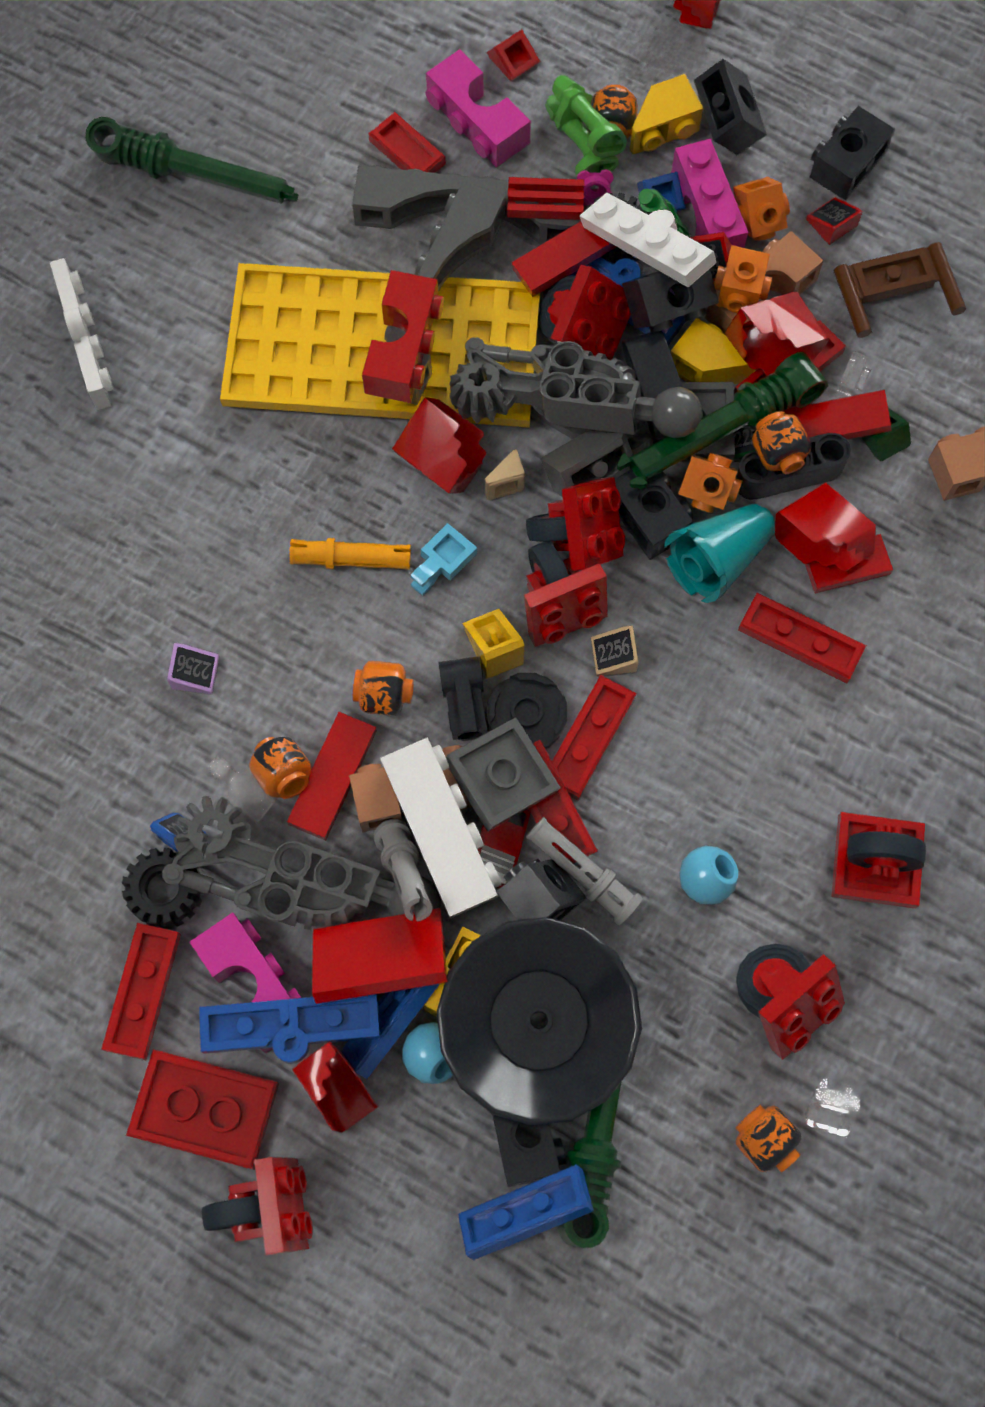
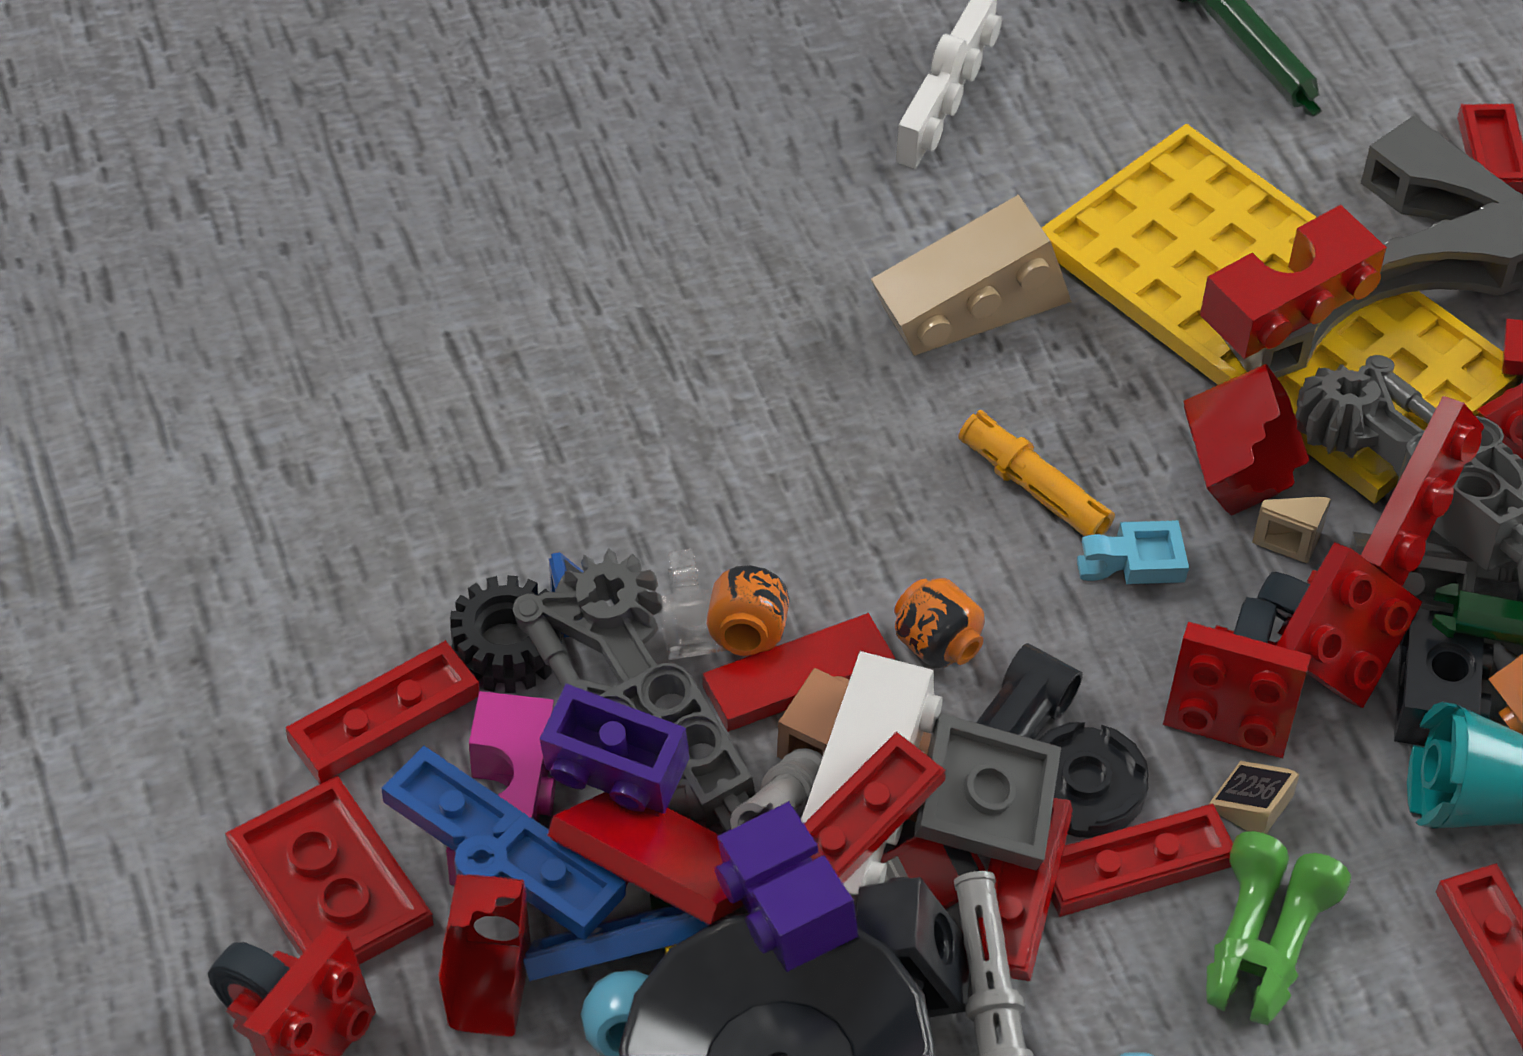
camera: 40 degrees right, 20 degrees down
(192, 669) = (749, 457): slope -> none
(215, 462) = (973, 280): none -> tan wedge
(305, 924) = (614, 750): none -> dark purple brick
(464, 858) = (873, 804): none -> red tile
(474, 935) = (792, 900): none -> dark purple piece
(495, 643) = (1113, 683): yellow slope -> none
(581, 420) = (1424, 490): none -> red plate
(687, 687) = (1313, 887): none -> bright green piece

